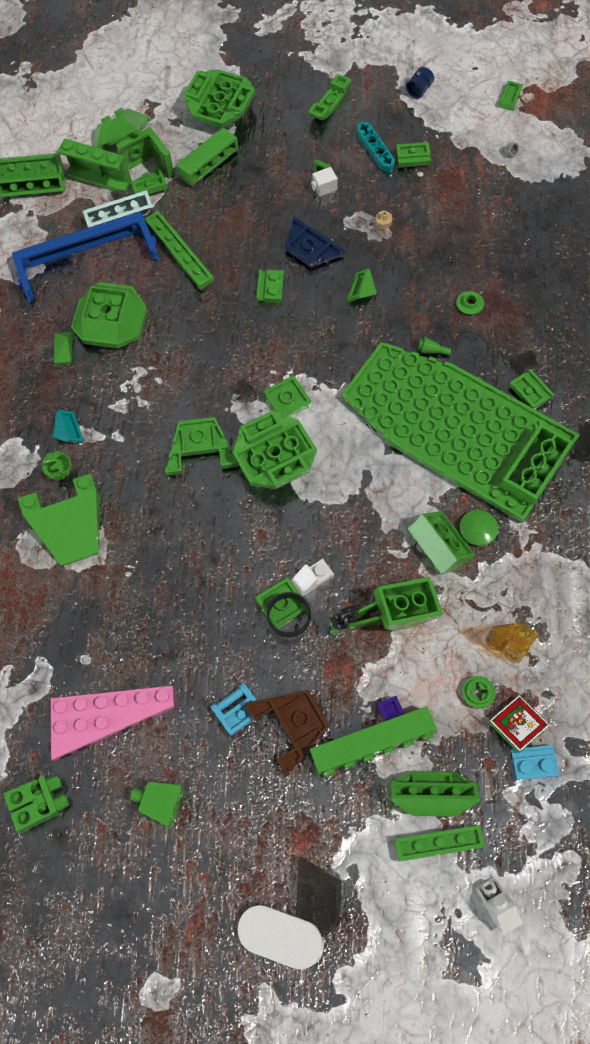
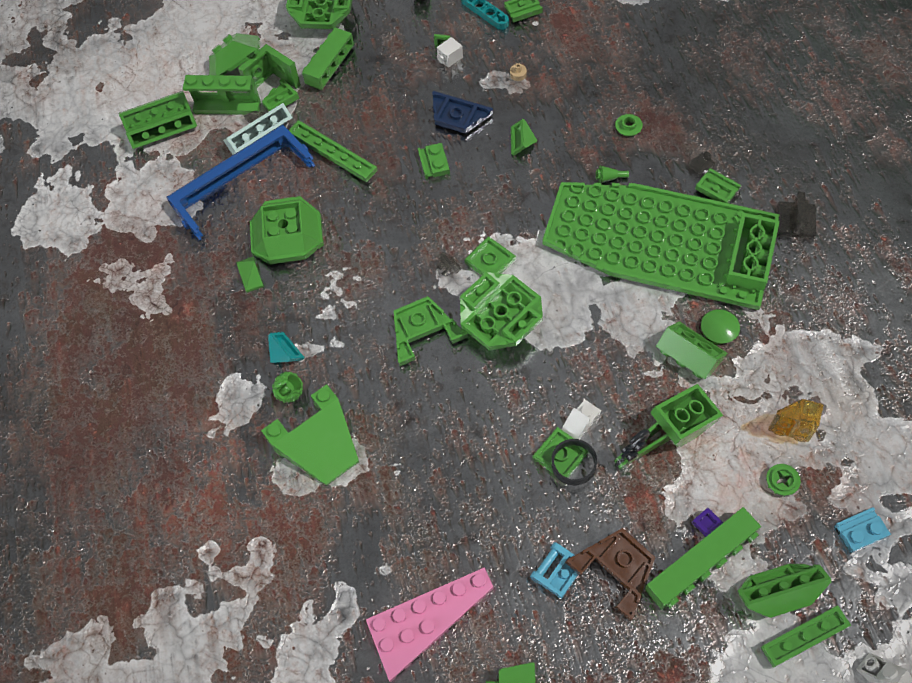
camera: 15 degrees left, 5 degrees down
(519, 724) = (833, 498): tile -> none

